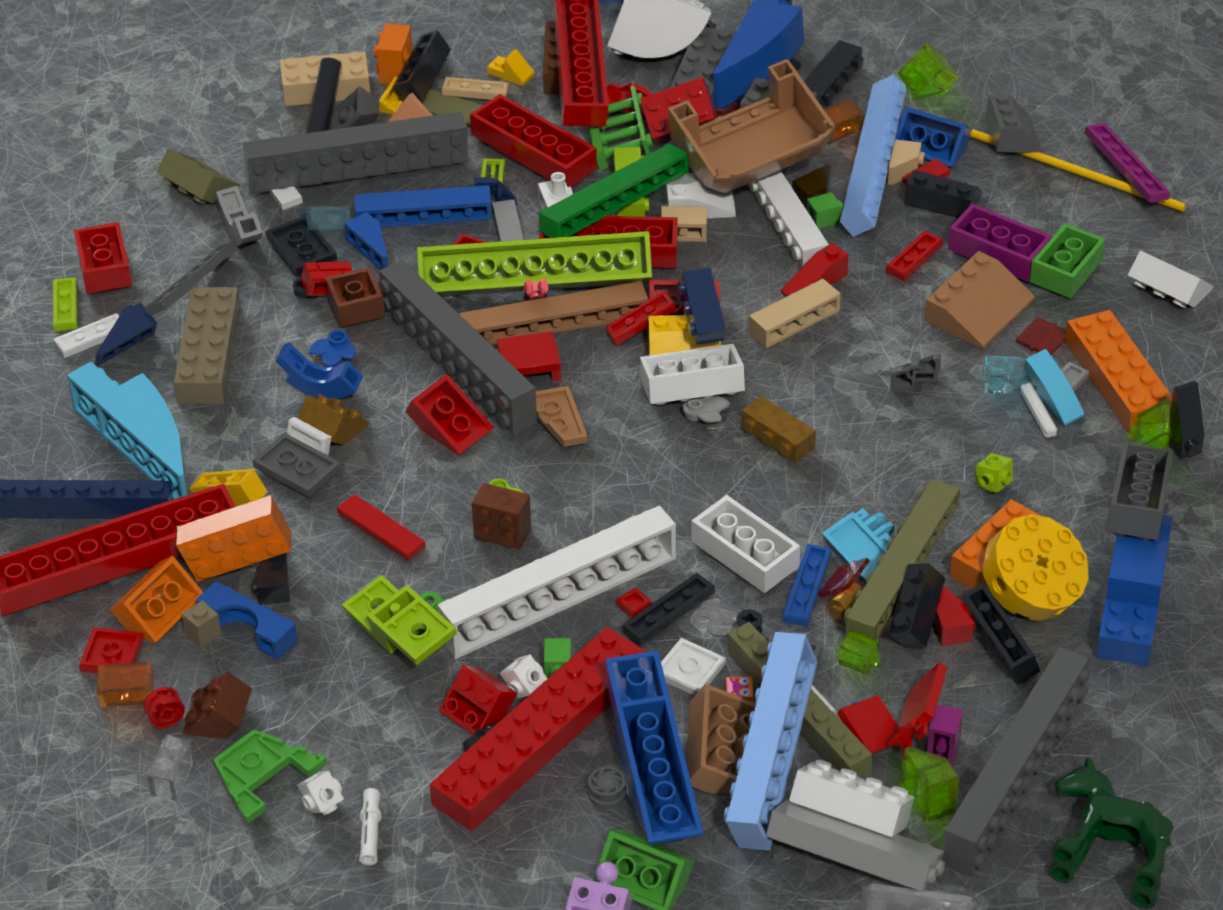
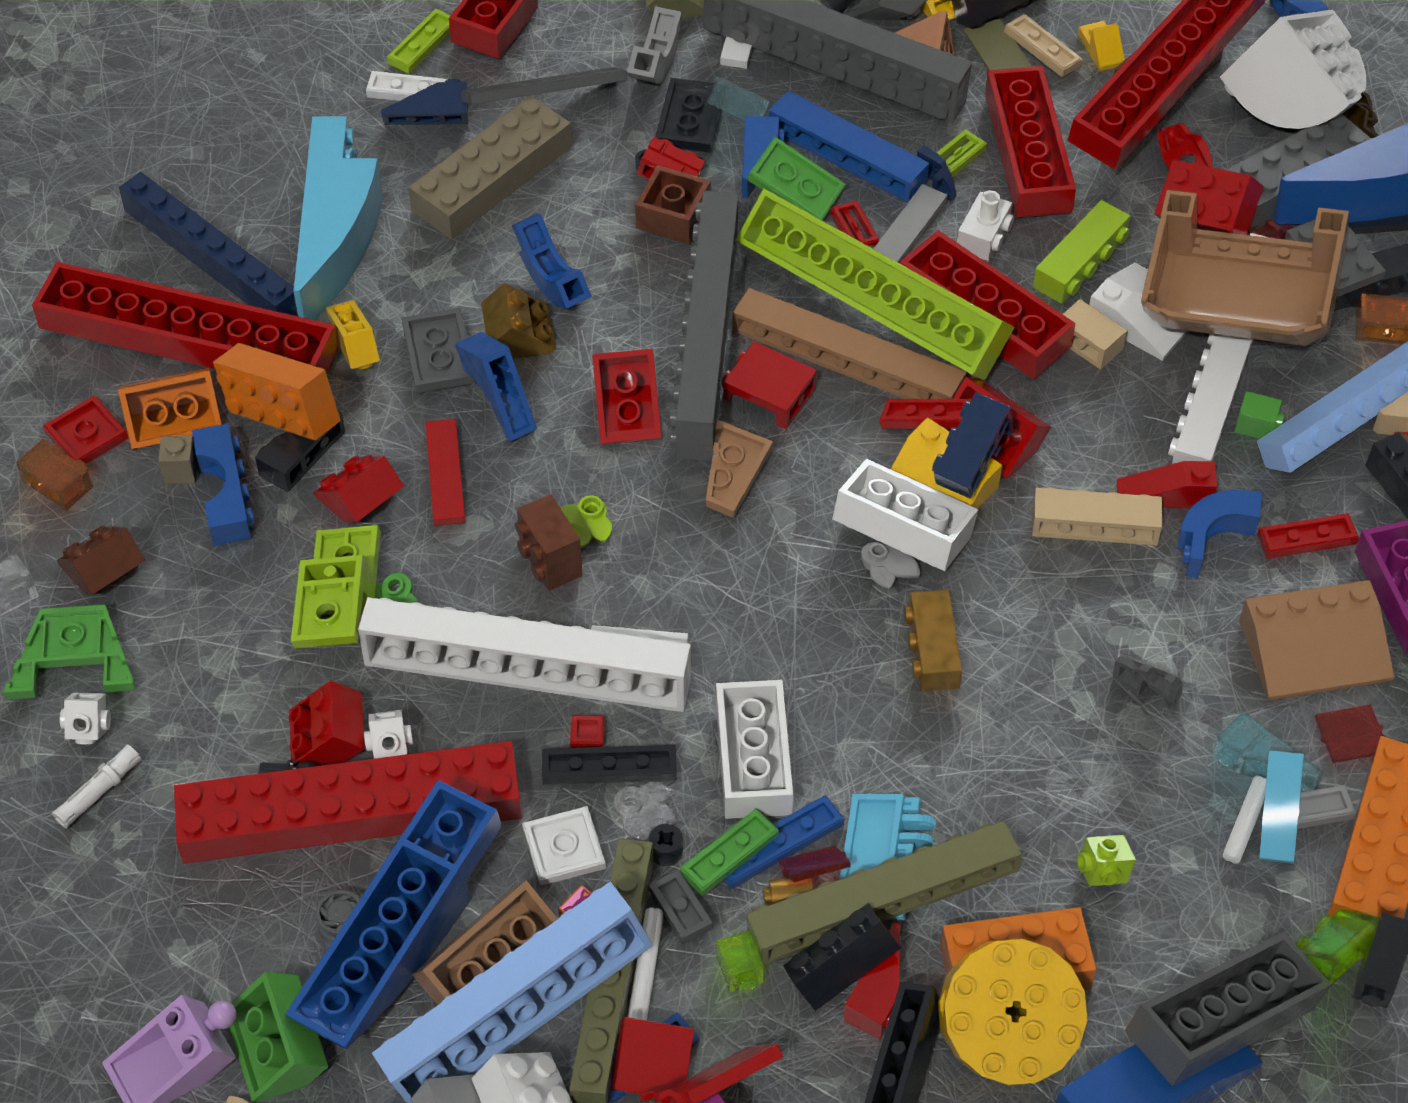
camera: 40 degrees right, 10 degrees up
(164, 708) = (55, 523): red wheel -> none
(309, 435) = (473, 317): white tile -> none
(333, 348) = (604, 247): blue plate -> none
(339, 565) = (358, 487): none -> red slope
(365, 446) = (496, 374): none -> blue arch
(403, 239) = (795, 179): none -> bright green tile
(535, 290) = (845, 313): coral hinge -> none
(556, 654) = (444, 733): bright green brick -> none
(600, 139) = (1106, 179): bright green fence -> none
(613, 192) = (1032, 251): green brick -> none
(790, 602) = (729, 852): none -> bright green tile
(812, 184) = (1279, 378): dark brown slope -> none
(859, 270) = (1215, 514): none -> blue arch

